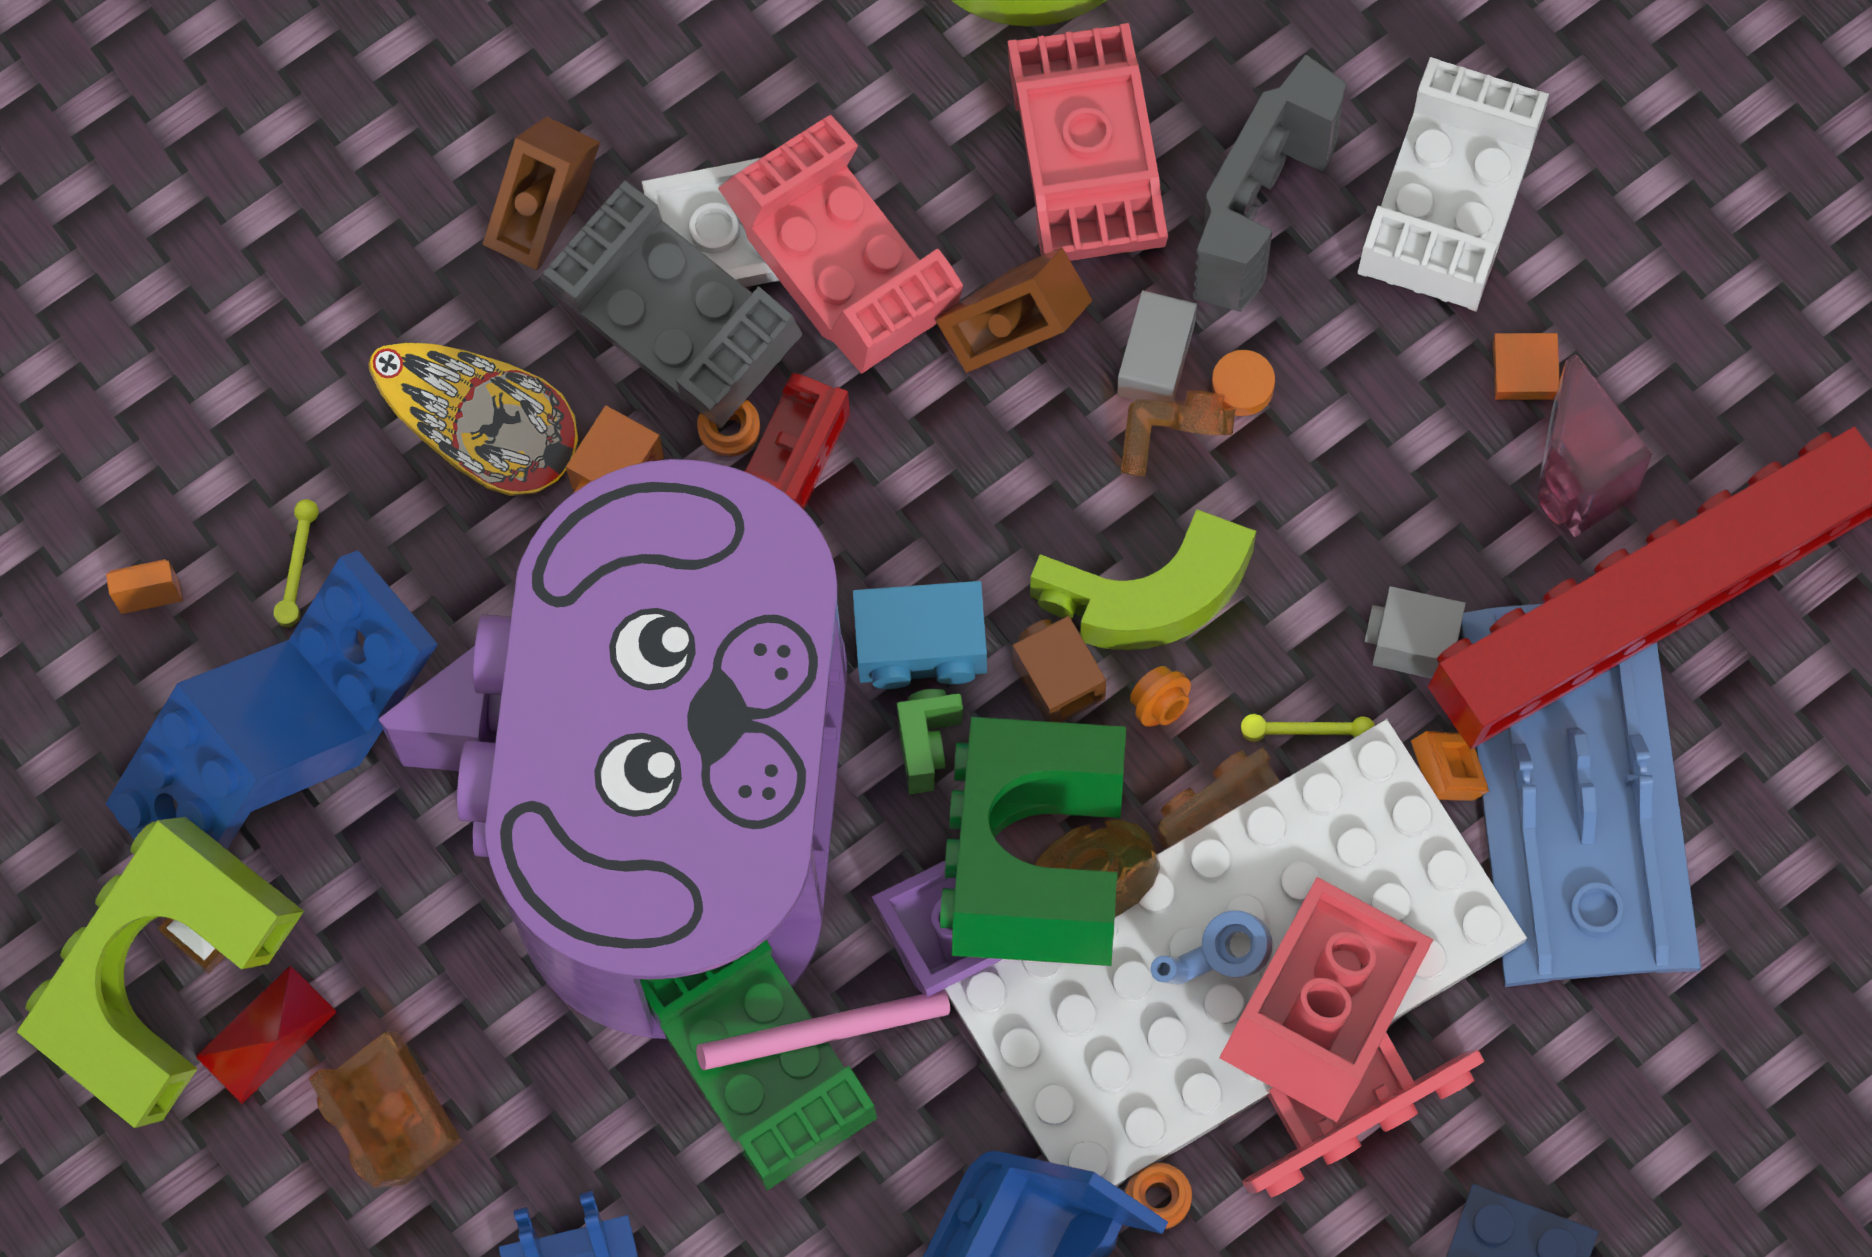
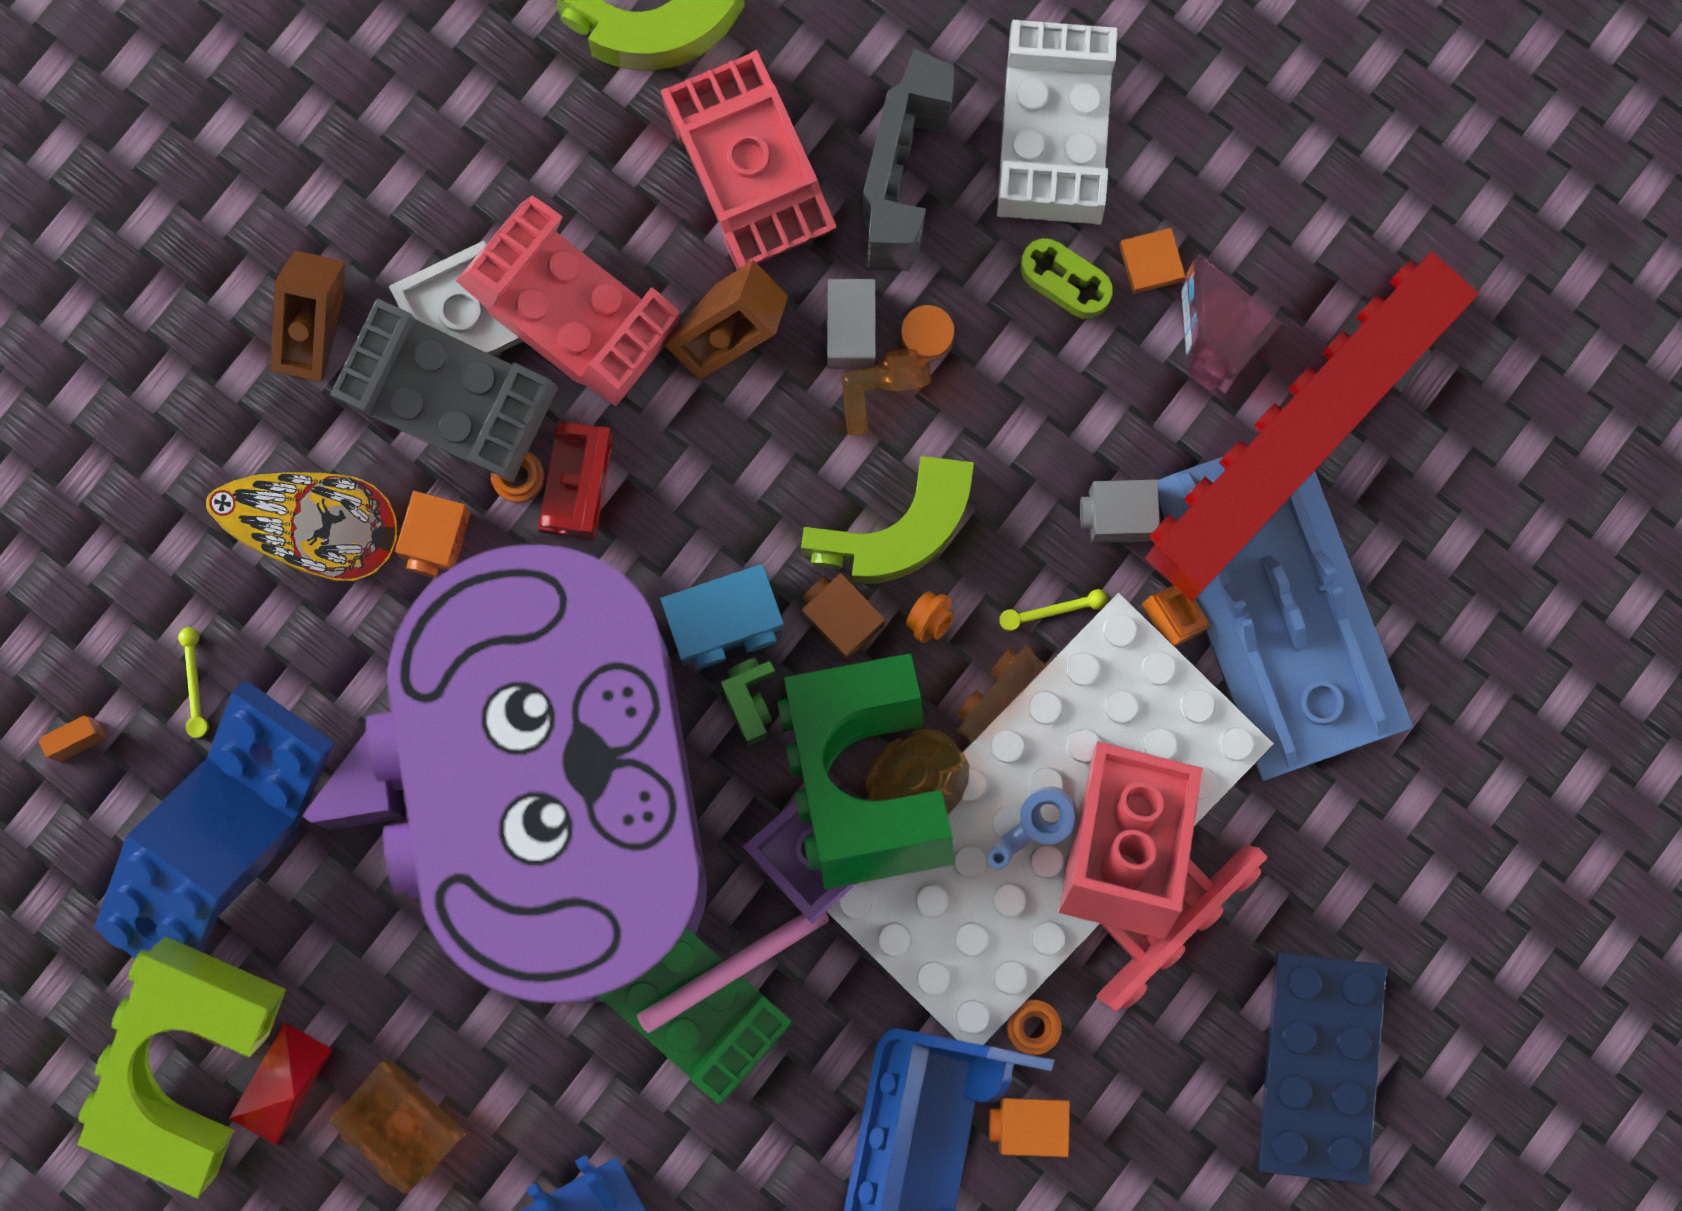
camera: 20 degrees left, 10 degrees up
(1429, 352) = (1074, 269): none -> lime beam

